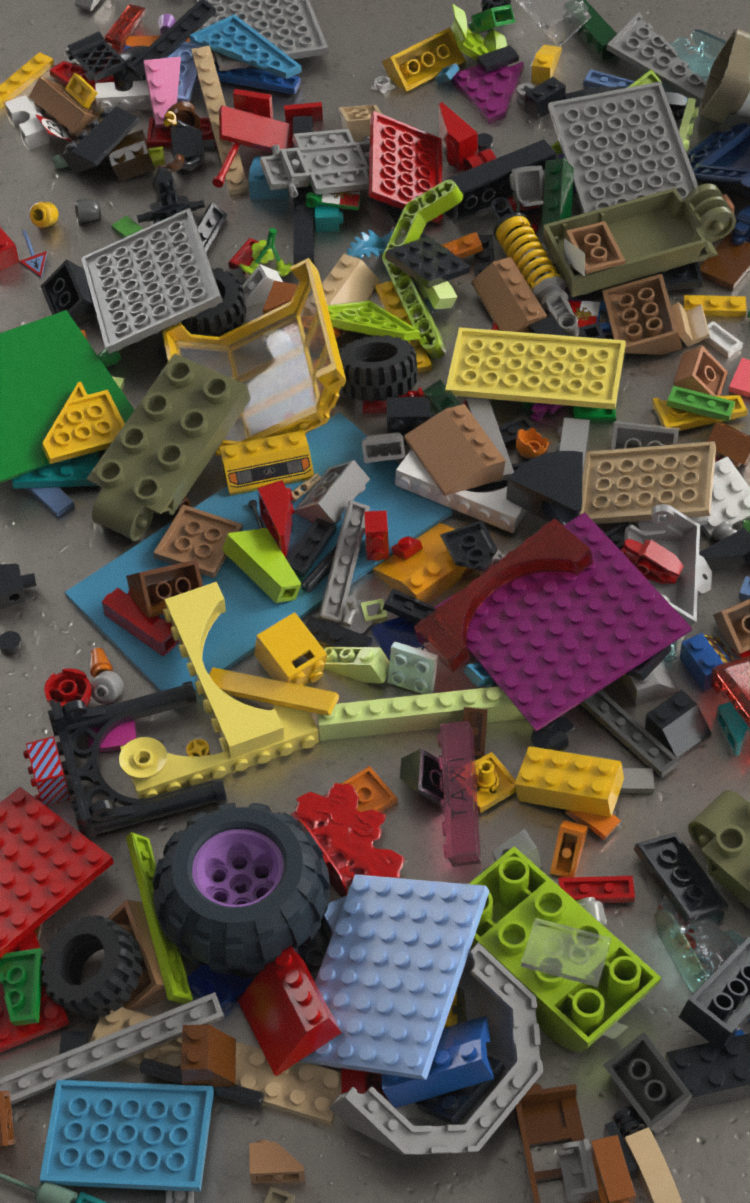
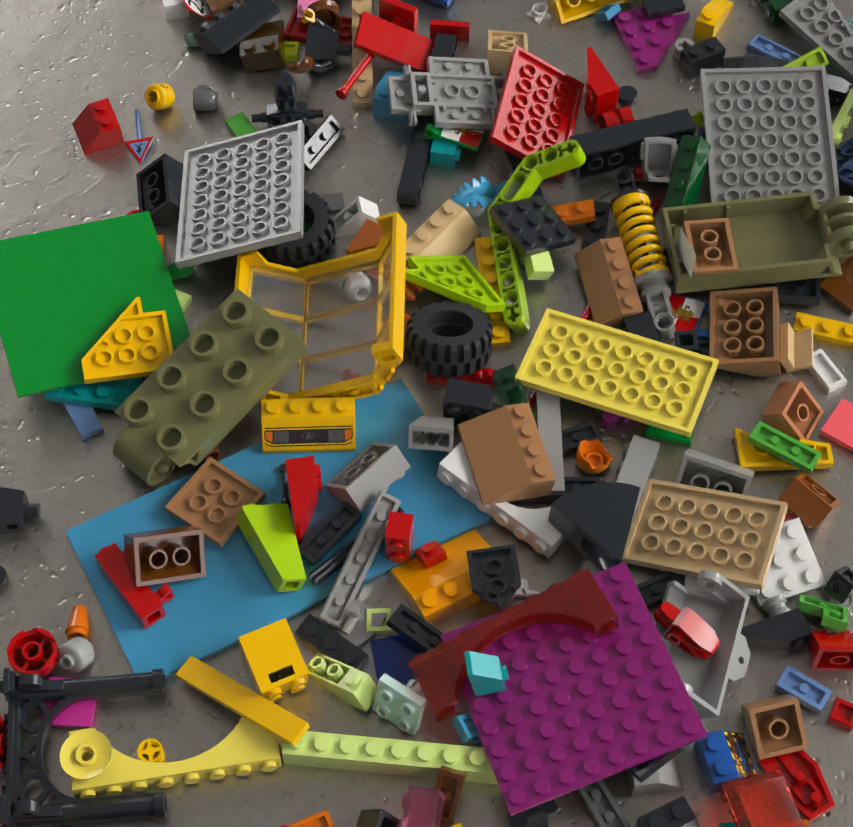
camera: 10 degrees right, 5 degrees up
(240, 725) = (196, 737): light yellow arch -> none
(243, 255) = (353, 179): red tile -> none
(264, 252) = (369, 180): lime plant -> none
(307, 485) = (333, 466): tan pin -> none
(485, 620) = (485, 673): none -> teal slope

